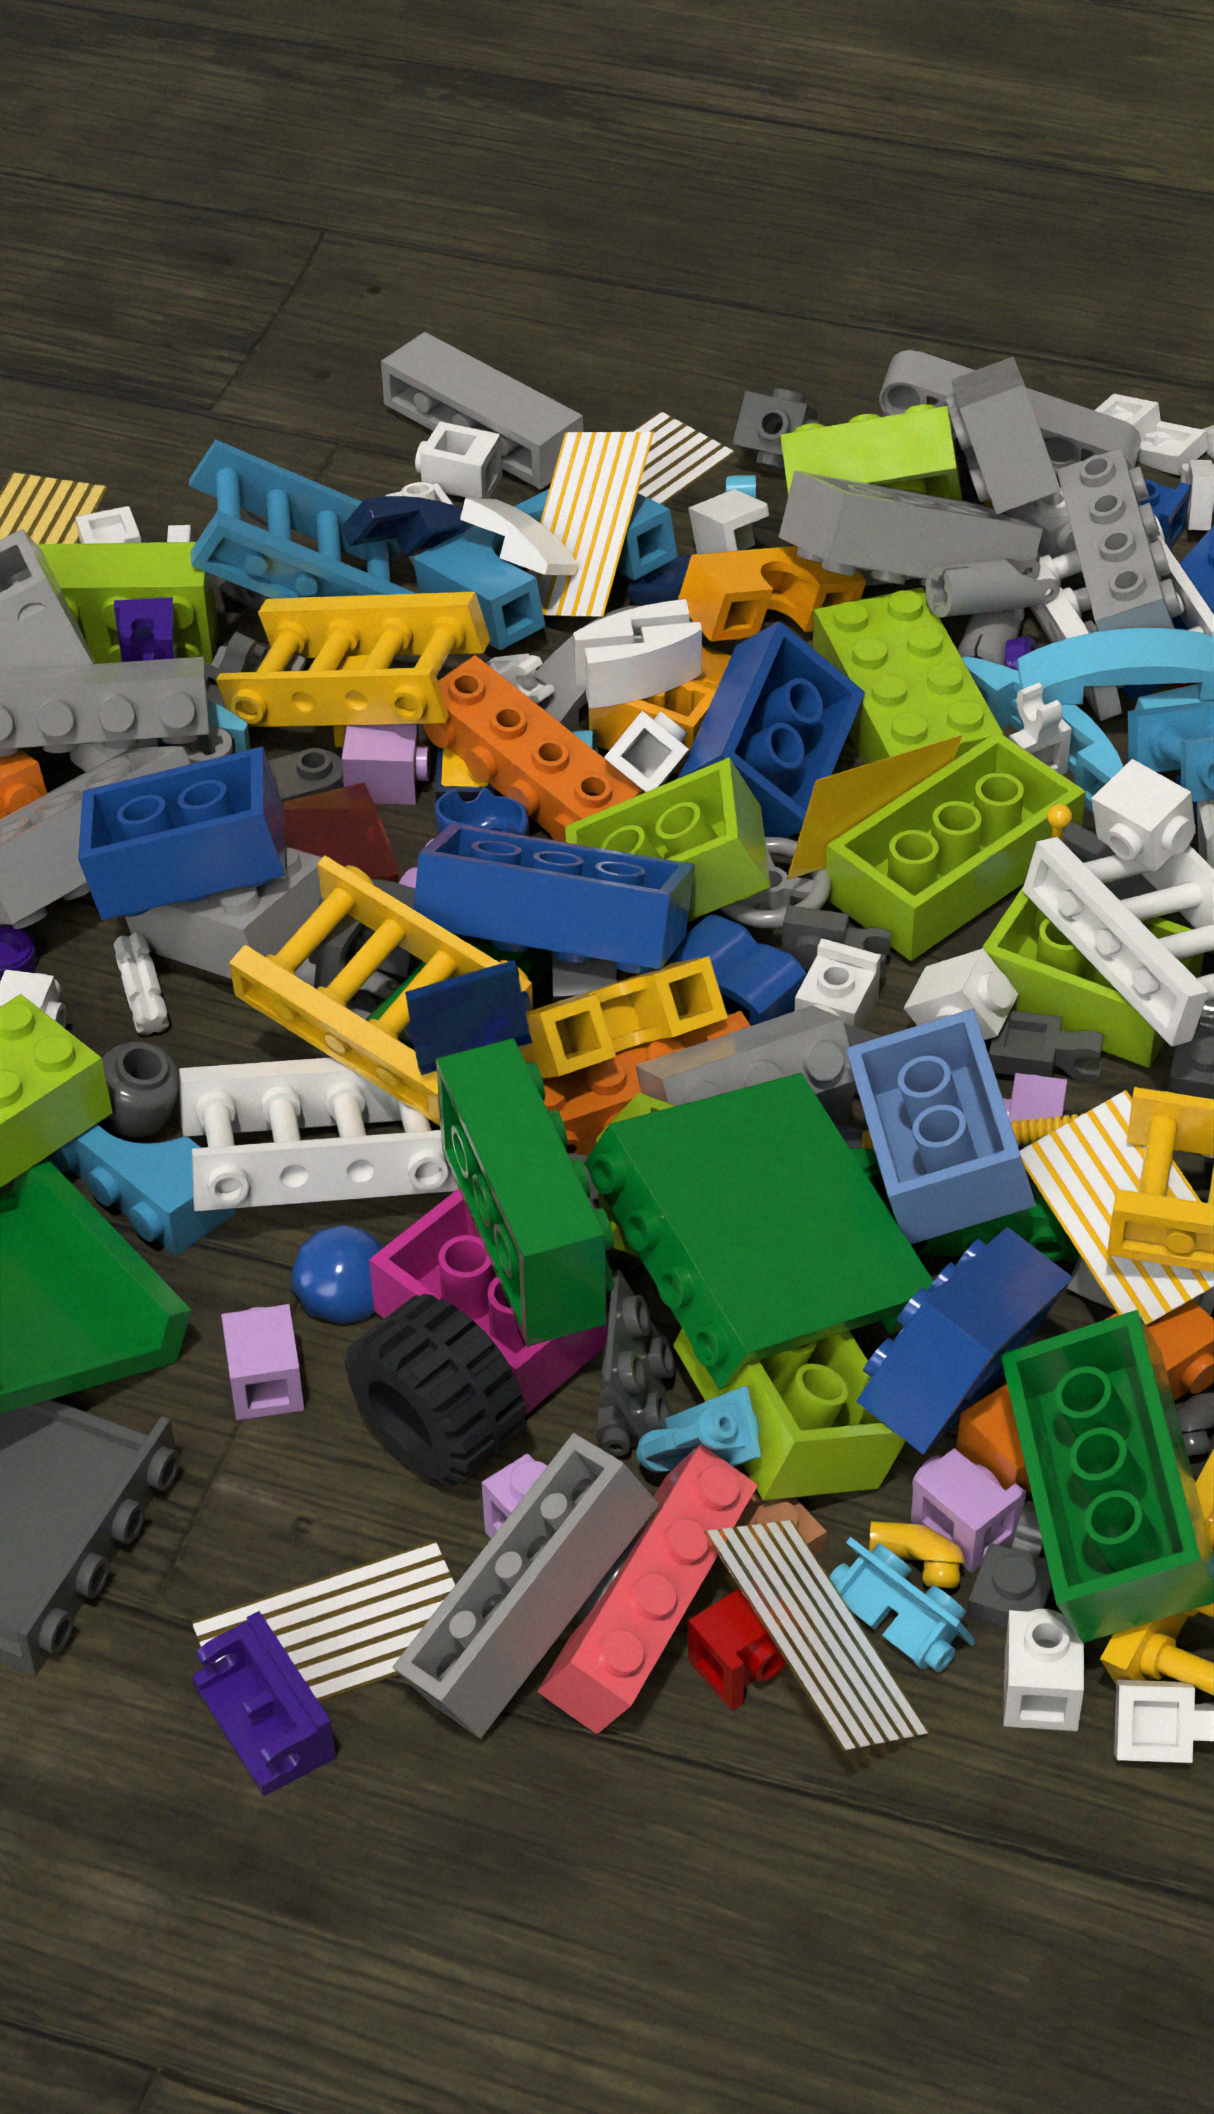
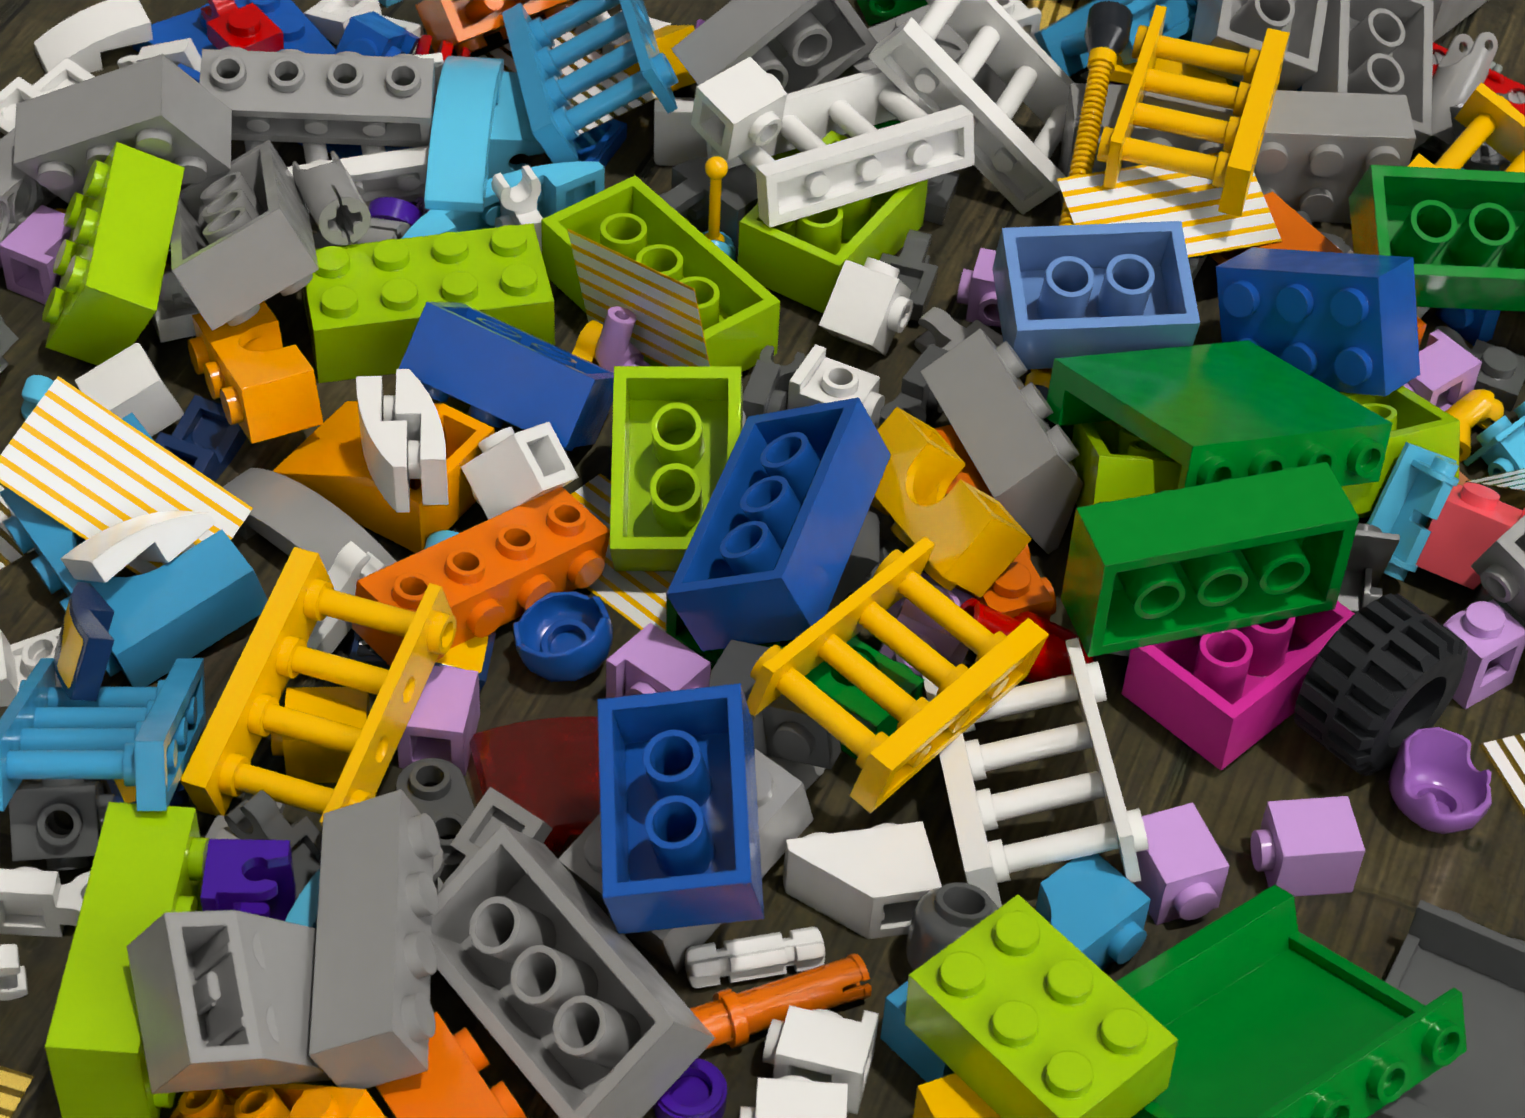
camera: 90 degrees left, 0 degrees up
(76, 972) = (737, 1015): none -> orange pin
(215, 1027) = (863, 876): none -> white slope
(236, 1258) = (1182, 867): none -> lavender brick
(334, 1274) = (1181, 775): blue hair -> none
(344, 1466) = (1438, 783): none -> medium lavender hair
(467, 1014) = (976, 584): clear blue piece -> none

